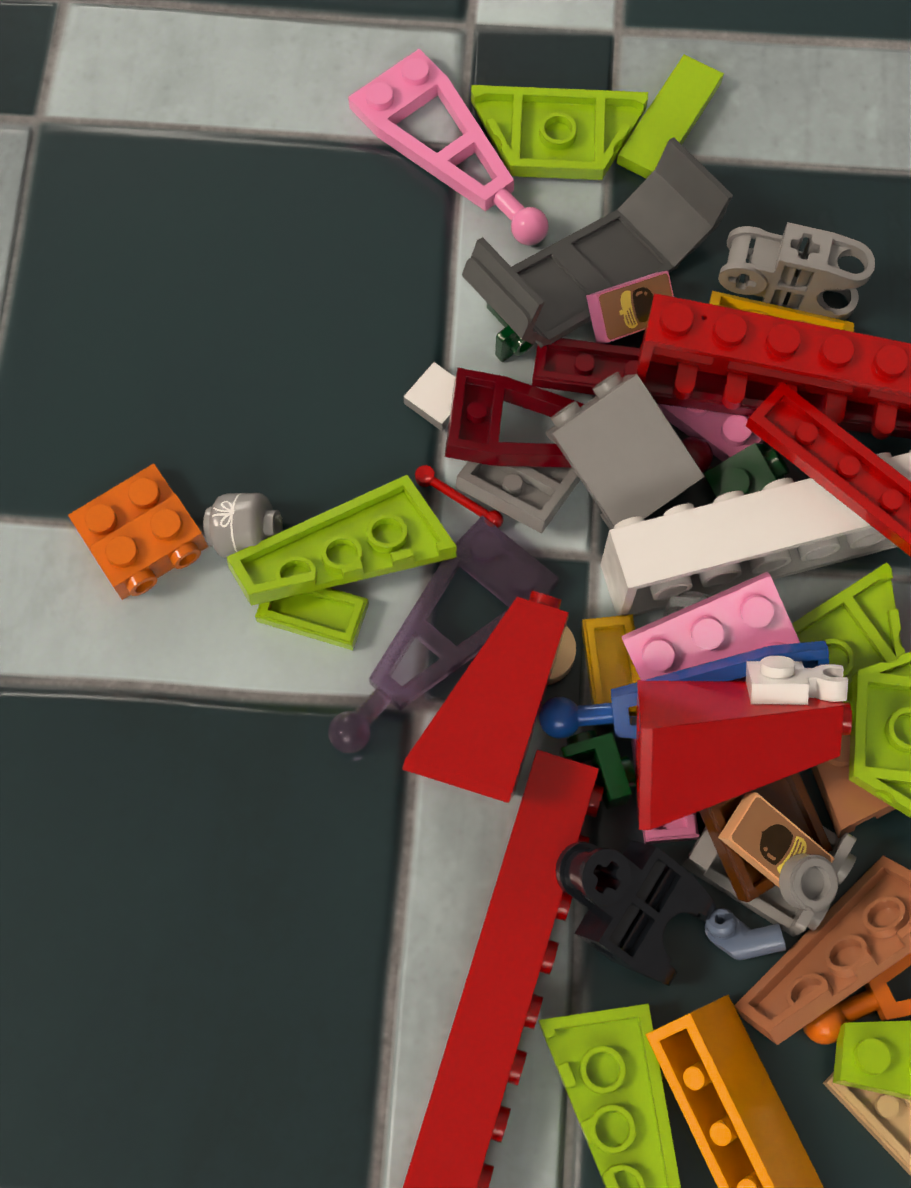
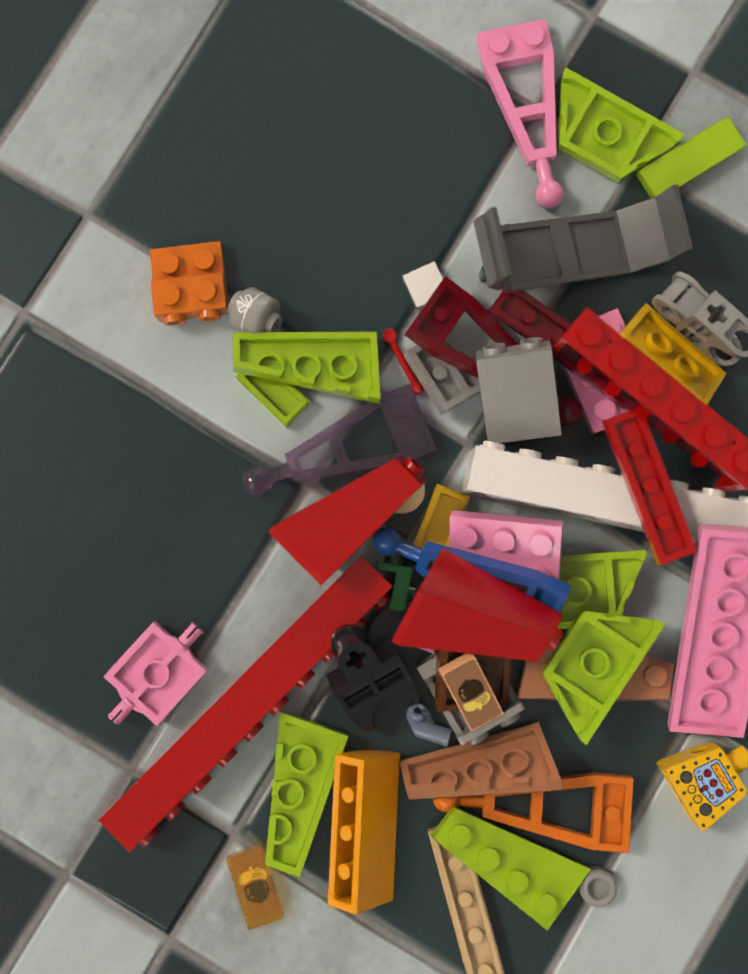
camera: 30 degrees right, 15 degrees up
(341, 1059) = (155, 673): none -> bright pink plate
(626, 306) = (583, 290): tile -> none
(747, 470) = (589, 446): dark green bracket -> none
(788, 682) = (530, 603): white plate -> none
(808, 882) = (478, 721): light grey tile -> none

